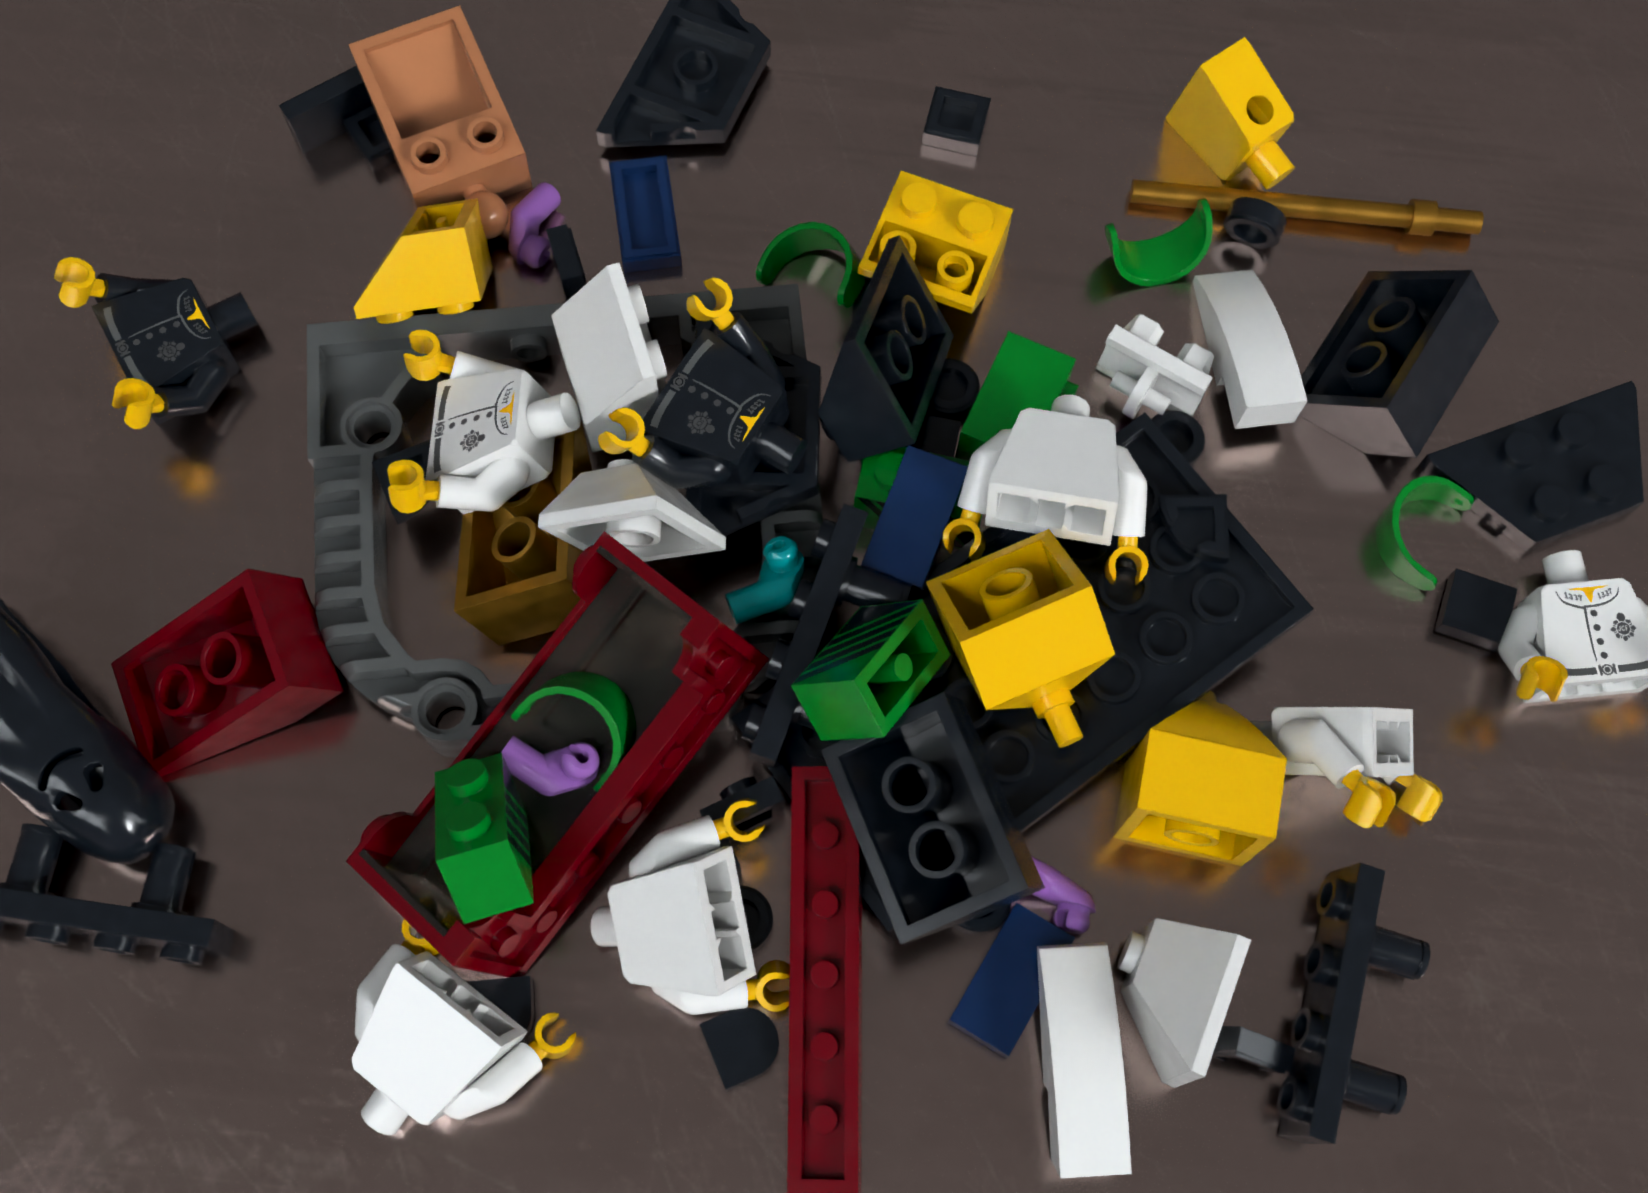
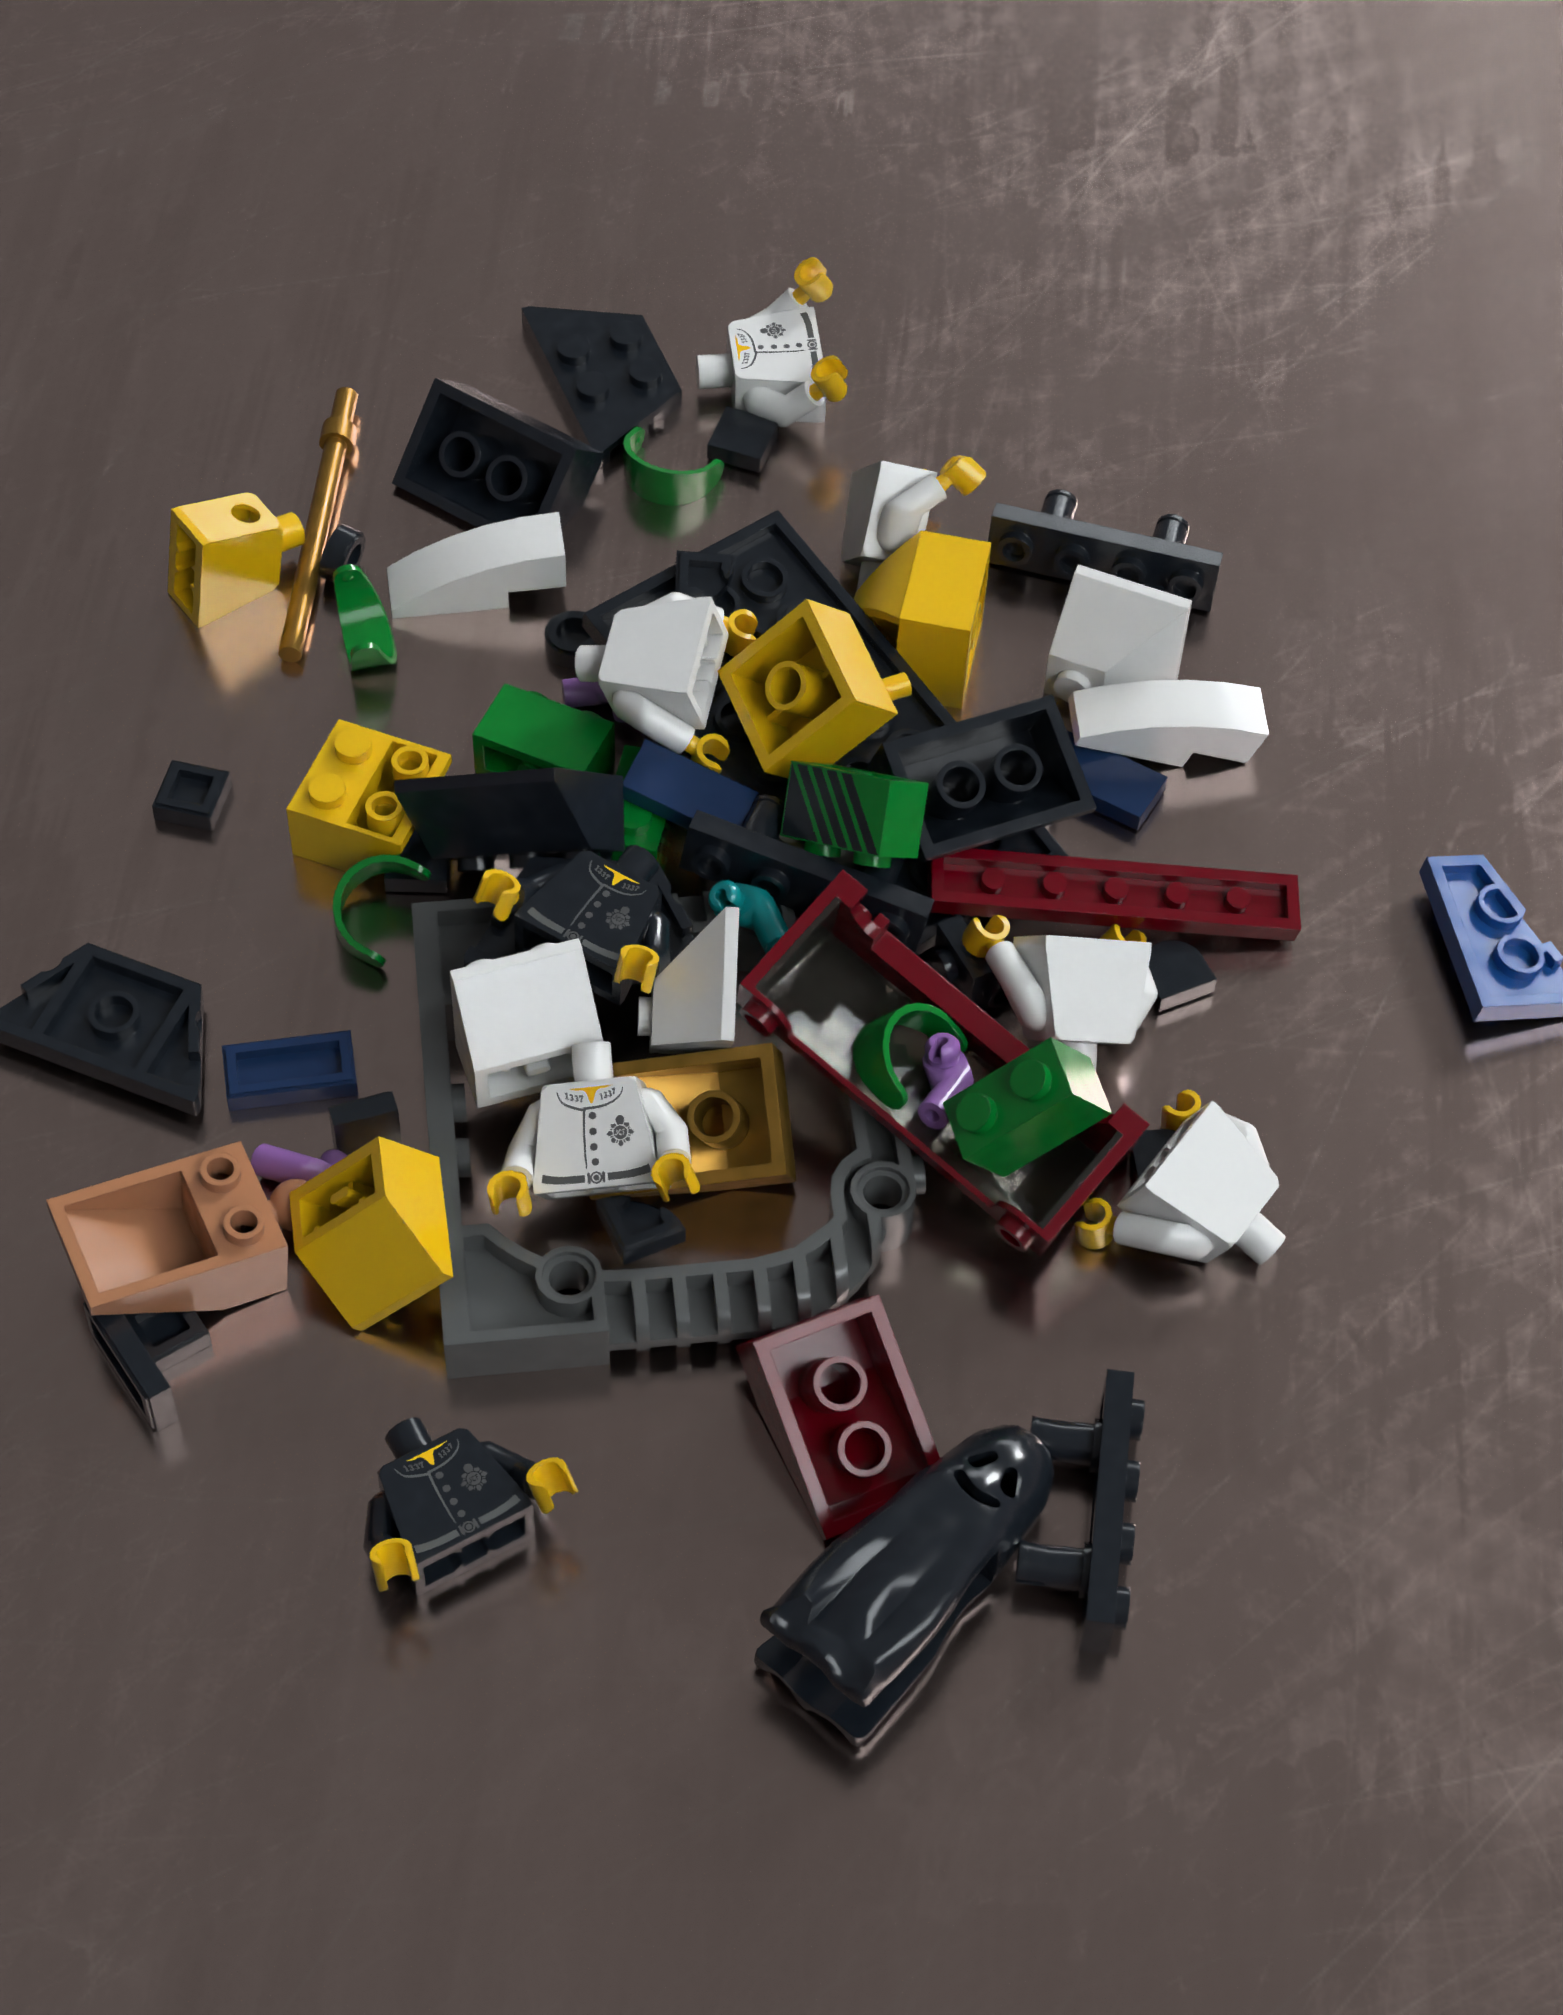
camera: 90 degrees left, 15 degrees down
(1151, 374) = (512, 642): white hips -> none

